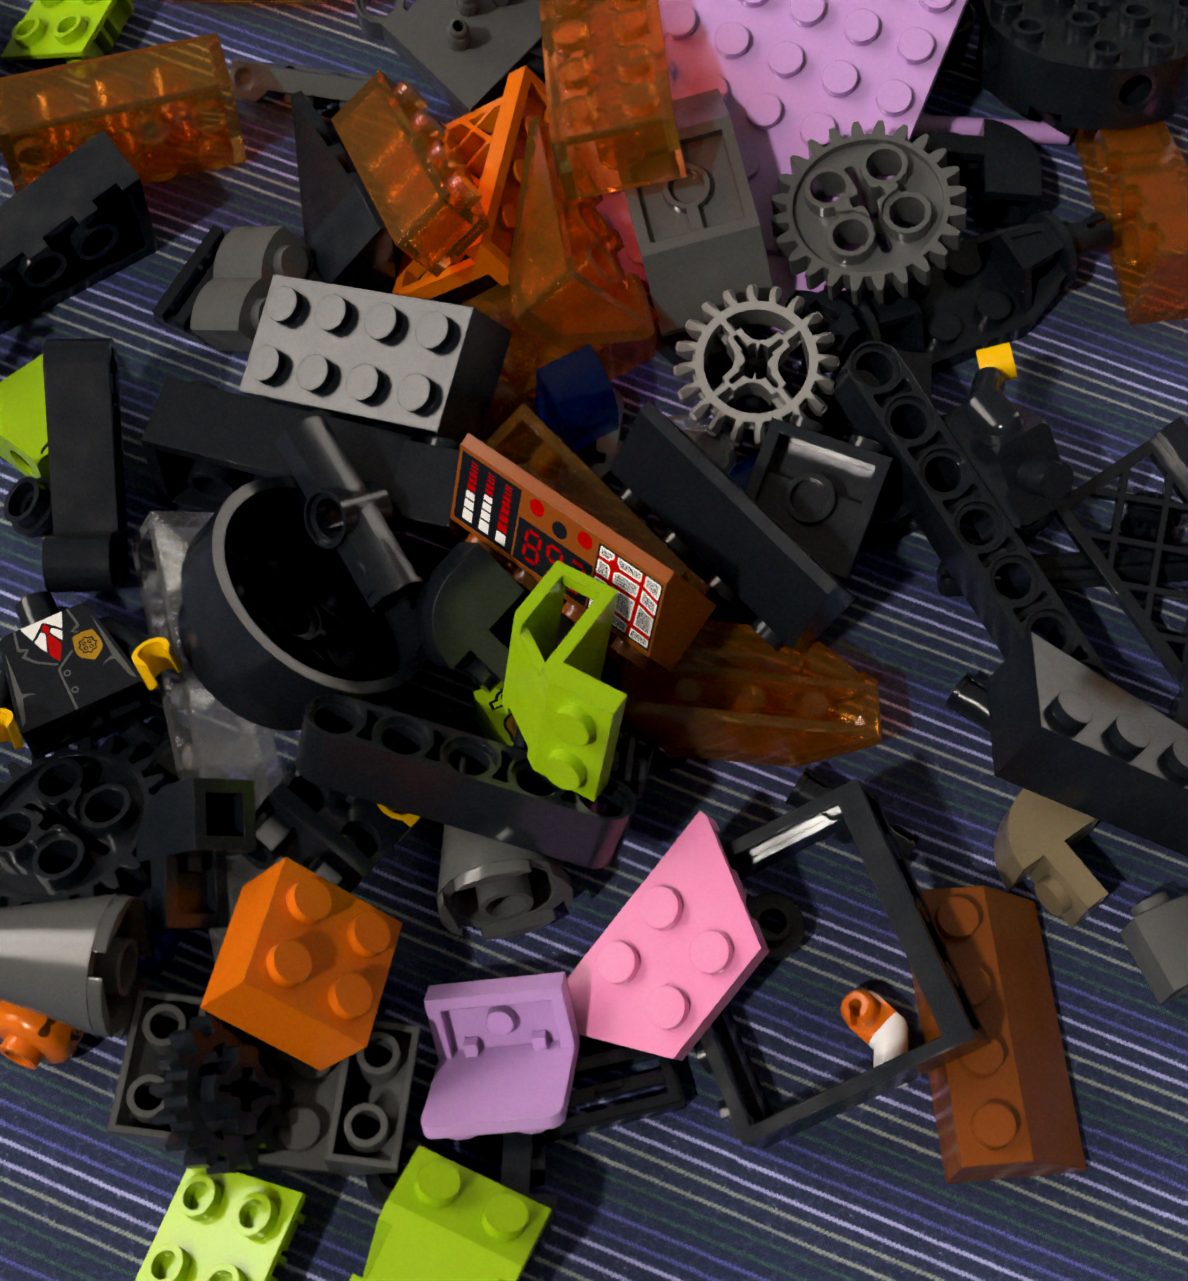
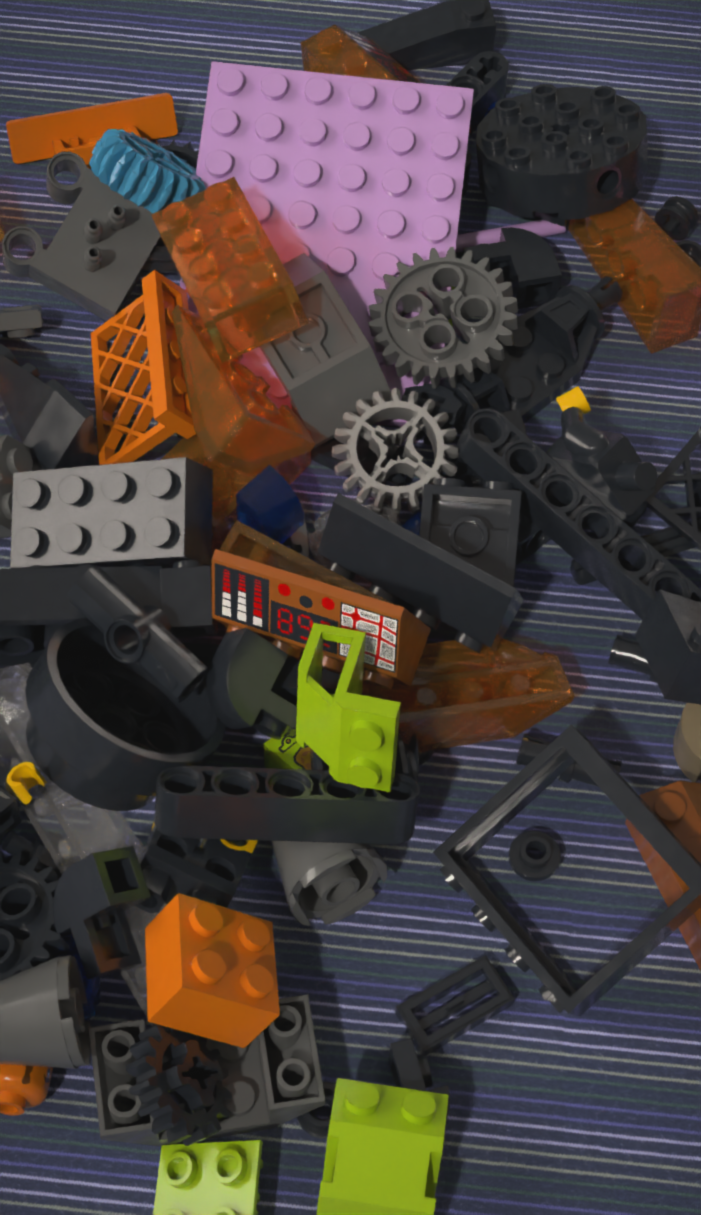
camera: 15 degrees left, 5 degrees down
(412, 172) = (95, 369): clear orange wedge -> none
(502, 1056) = (372, 999): lavender bracket -> none
(670, 952) = (470, 893): bright pink wing -> none
(876, 1024) = (632, 904): arm -> none

